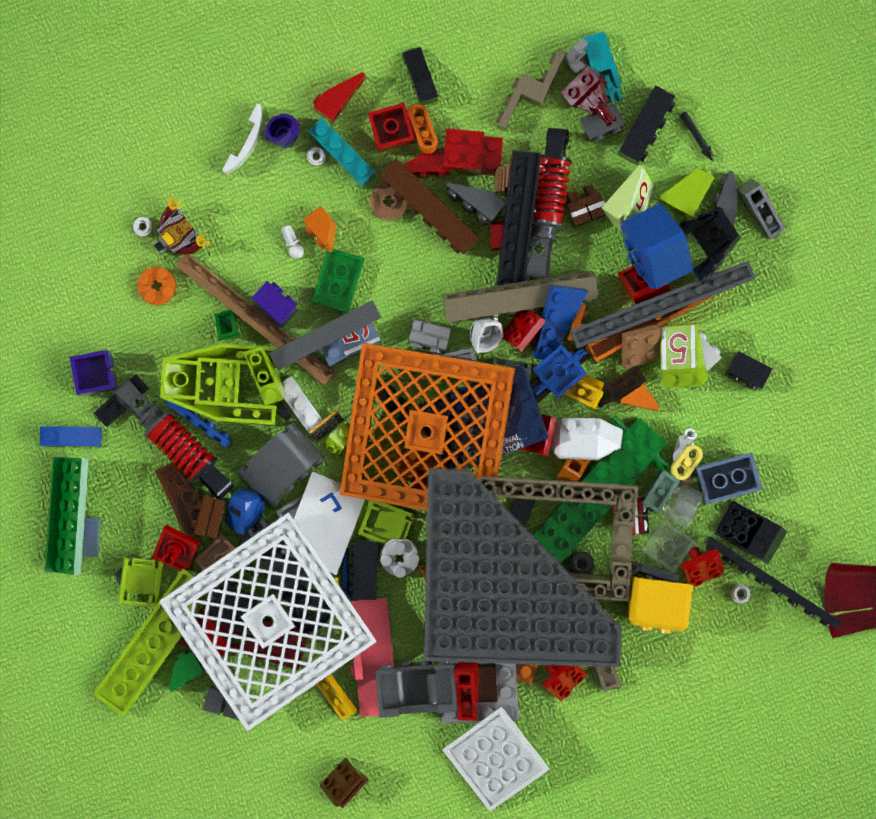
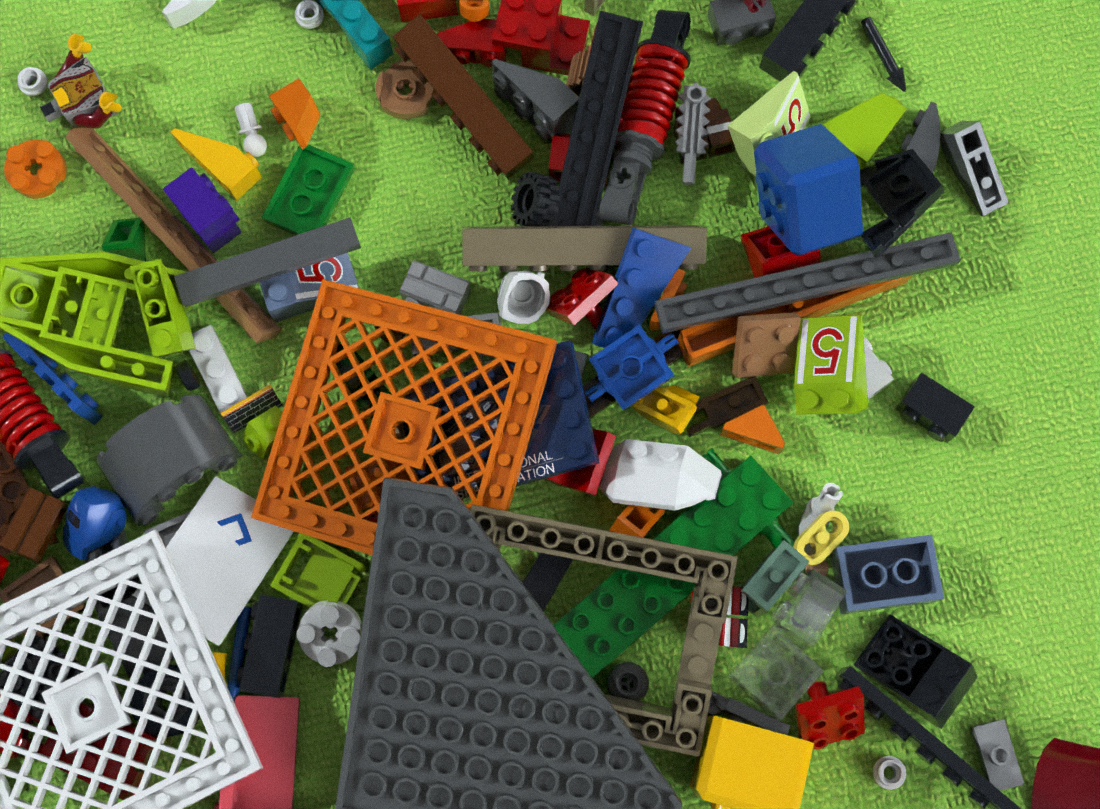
camera: 15 degrees right, 10 degrees down
(281, 268) = (222, 161): none -> yellow slope
(485, 270) = (535, 200): none -> black tyre
(579, 210) = (691, 142): none -> light grey piece
(802, 575) = (997, 754): none -> light grey plate

